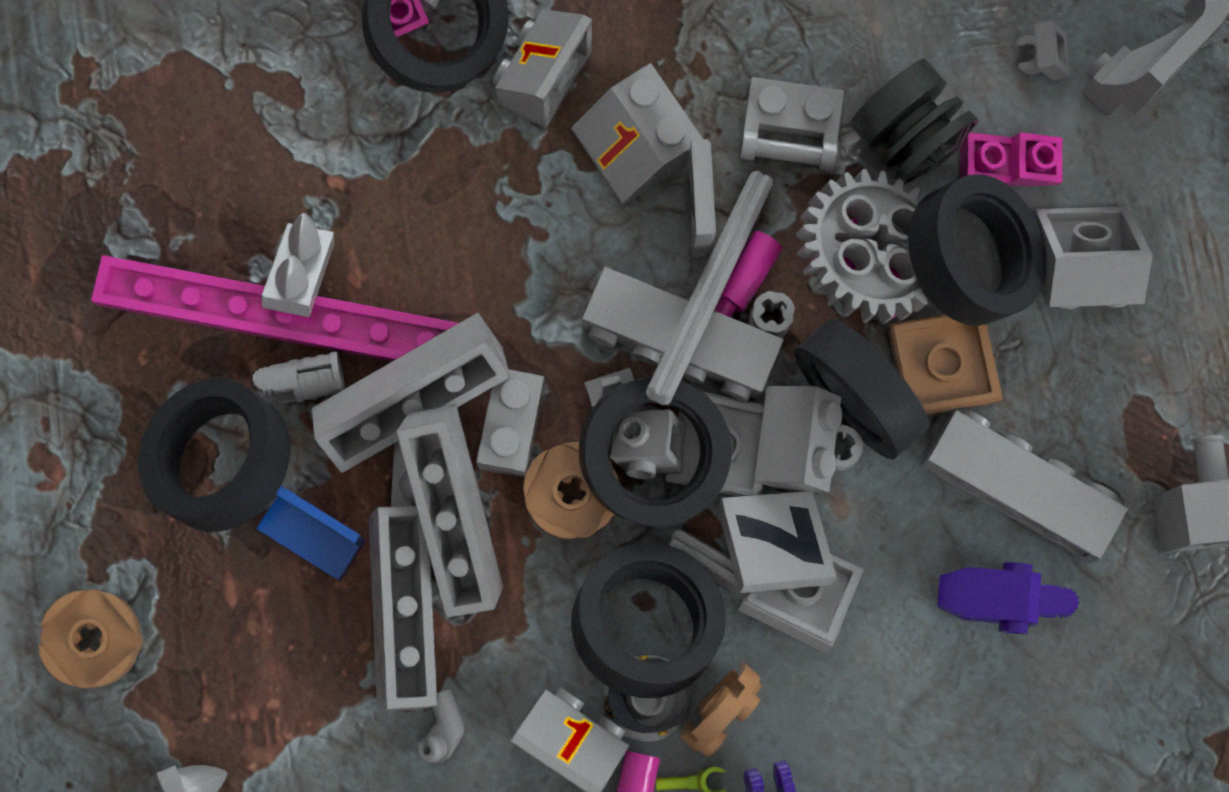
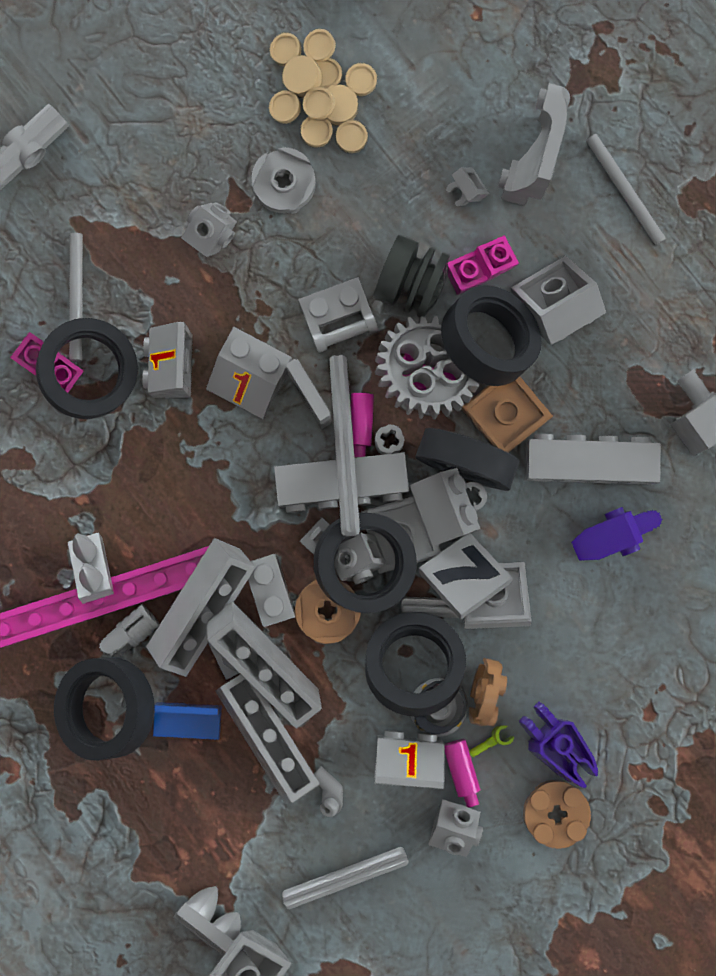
camera: 25 degrees left, 5 degrees up
(61, 635) = (73, 861): medium nougat plate -> none

